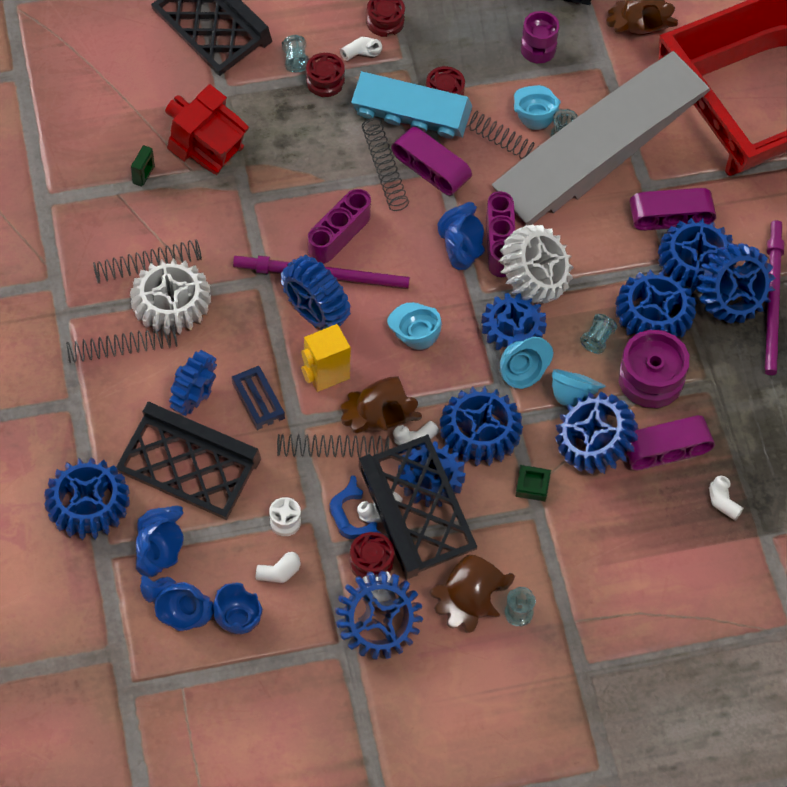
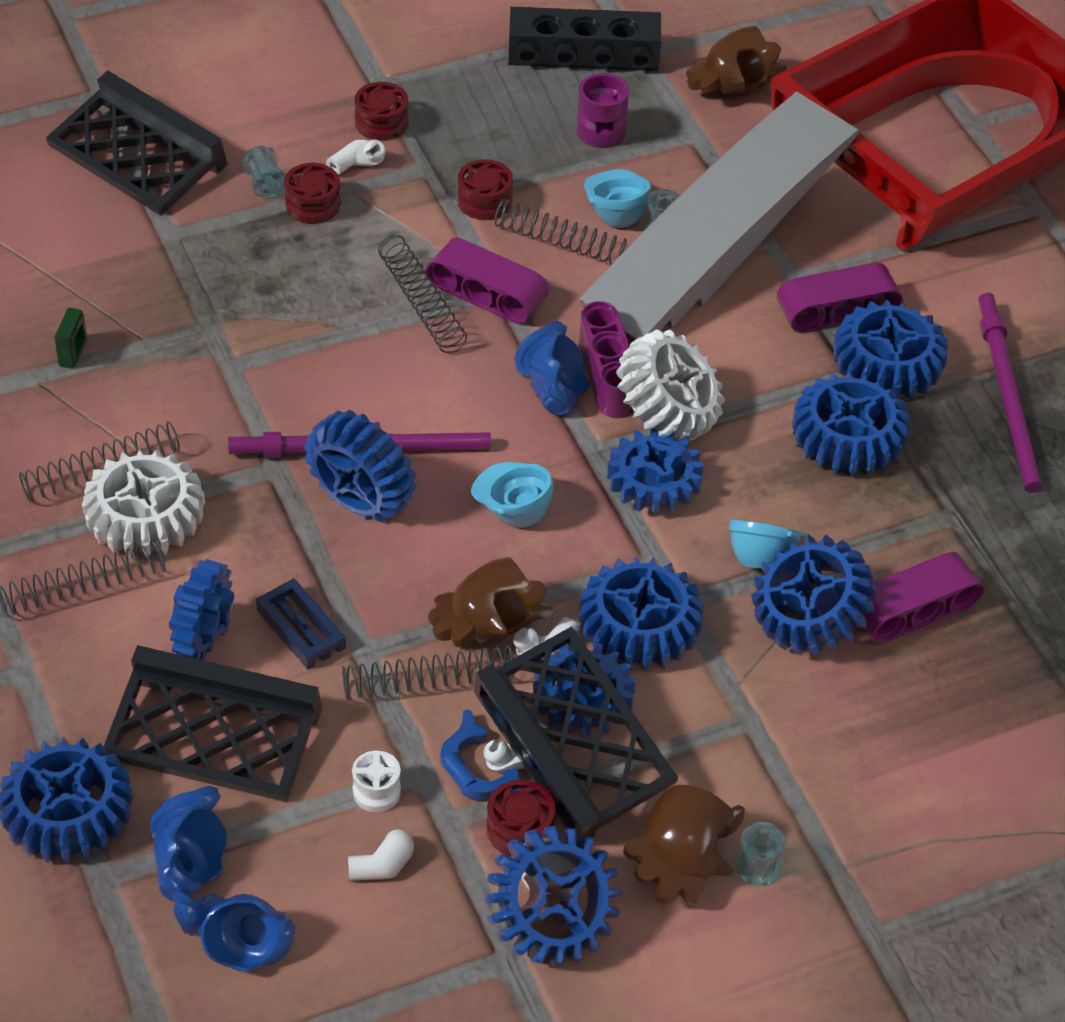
camera: 10 degrees left, 10 degrees down
(205, 129) = (155, 277): red piece -> none
(236, 609) = (329, 925): blue hair -> none
(326, 358) = (395, 549): yellow brick -> none
(344, 215) = (377, 373): magenta beam -> none
(411, 105) = (445, 210): medium azure brick -> none
(525, 362) = (686, 516): medium azure hat -> none
(533, 483) = (735, 681): dark green tile -> none
(598, 334) = (777, 473): clear light blue bush -> none
(653, 368) = (872, 499): magenta wheel -> none
(720, 498) = (1011, 662): white arm -> none
(750, 279) = (972, 371): blue gear -> none

